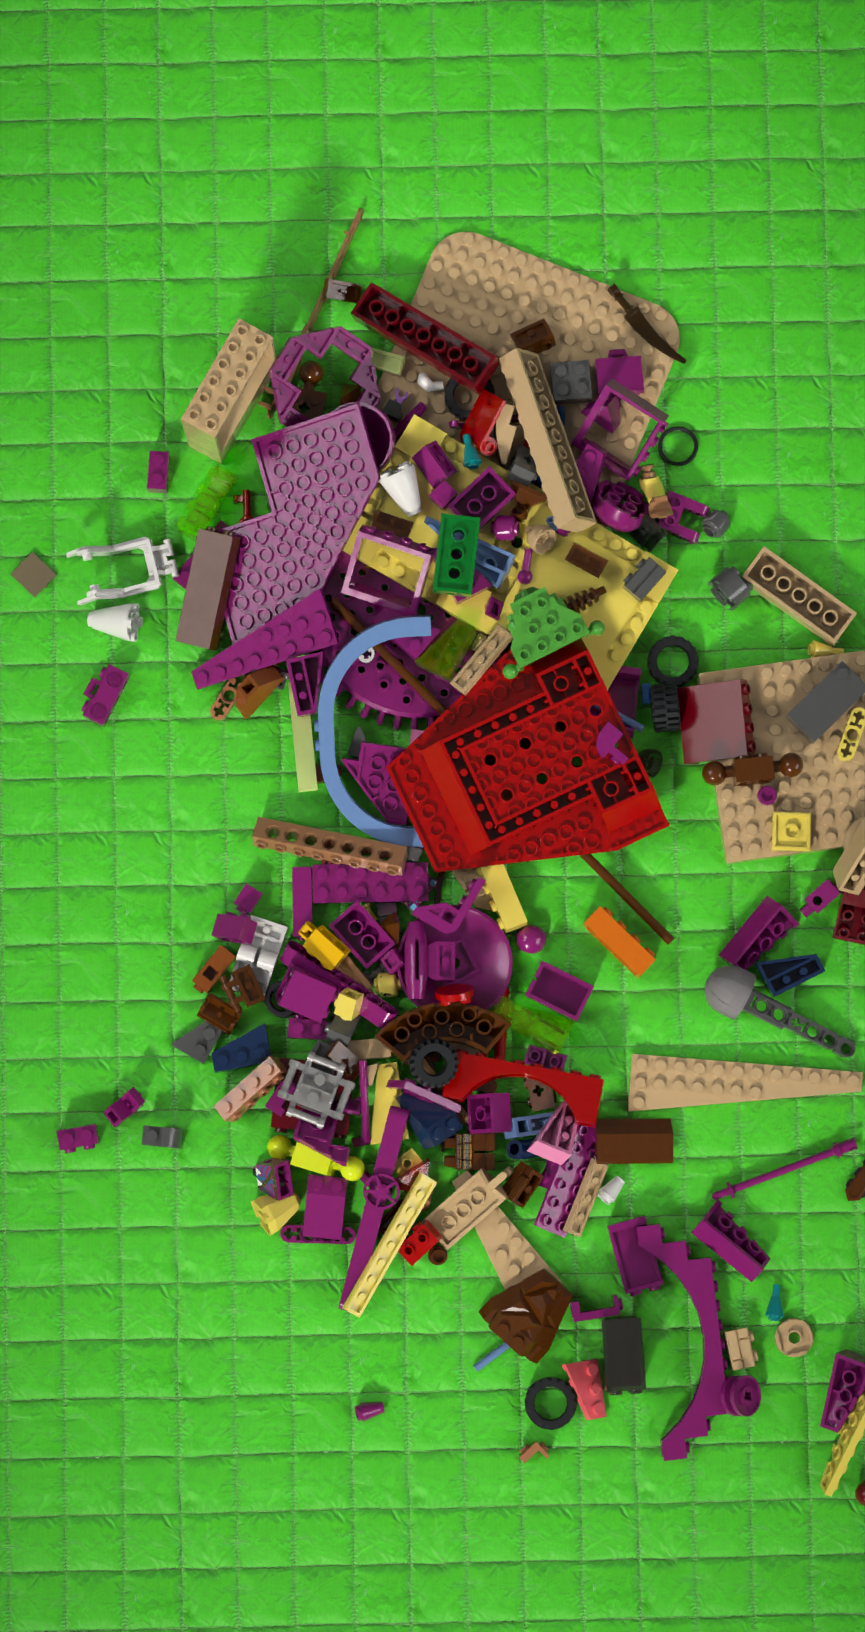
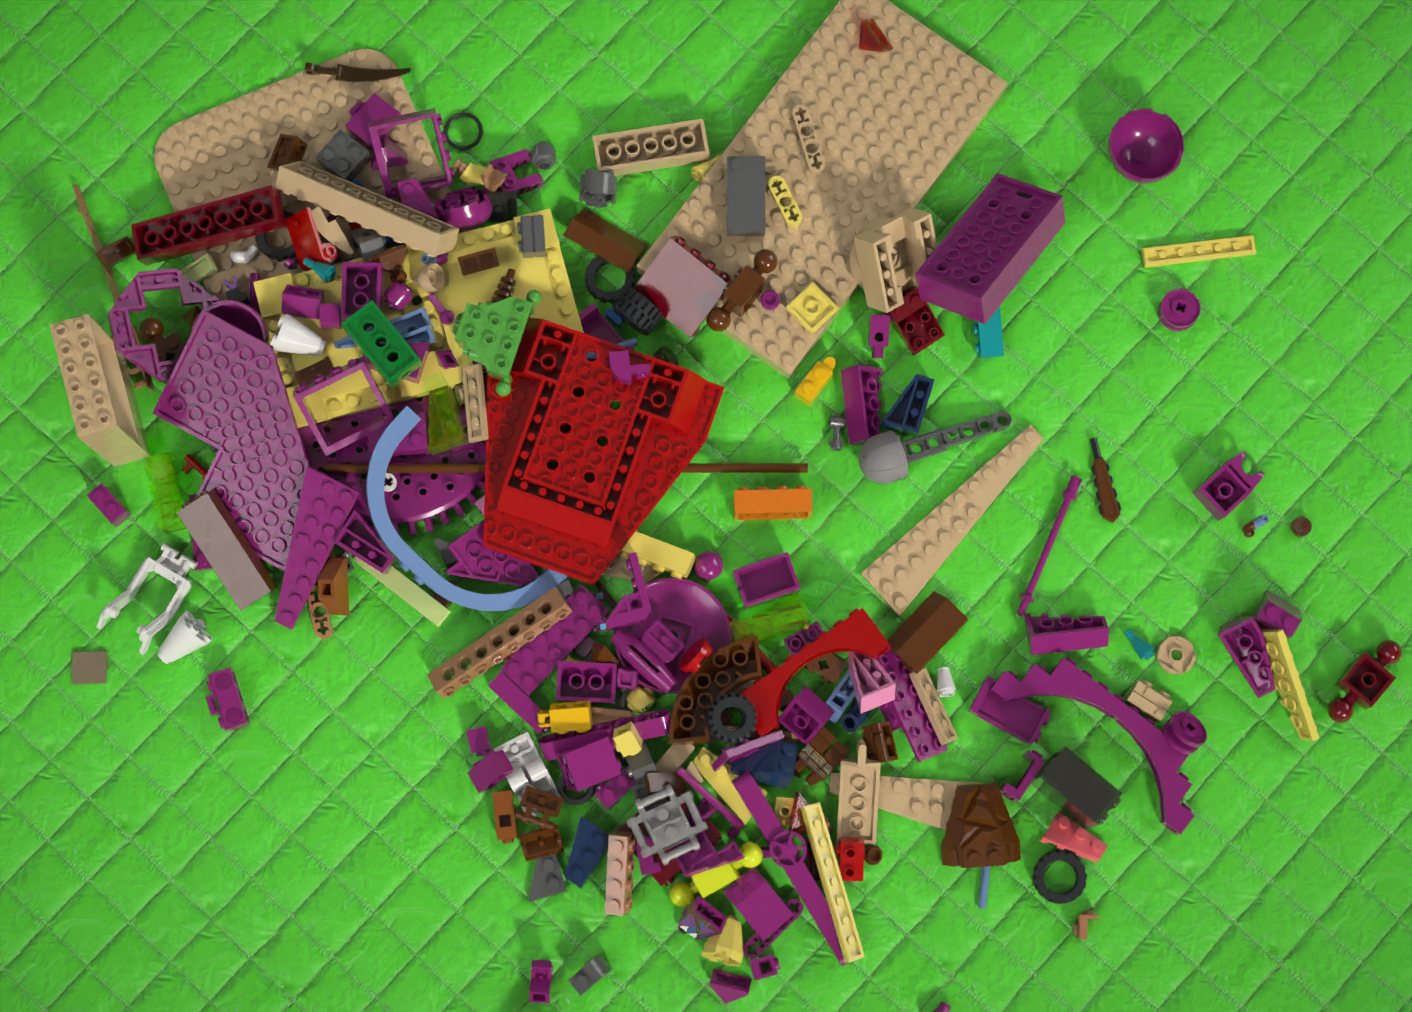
camera: 45 degrees left, 5 degrees down
(248, 1242) = (729, 985): none -> magenta slope
(278, 1250) = (758, 972): none -> magenta brick
(697, 631) = (605, 240): none -> reddish brown slope
(726, 930) = (837, 422): none -> flat silver bar
(741, 885) = (815, 381): none -> yellow brick

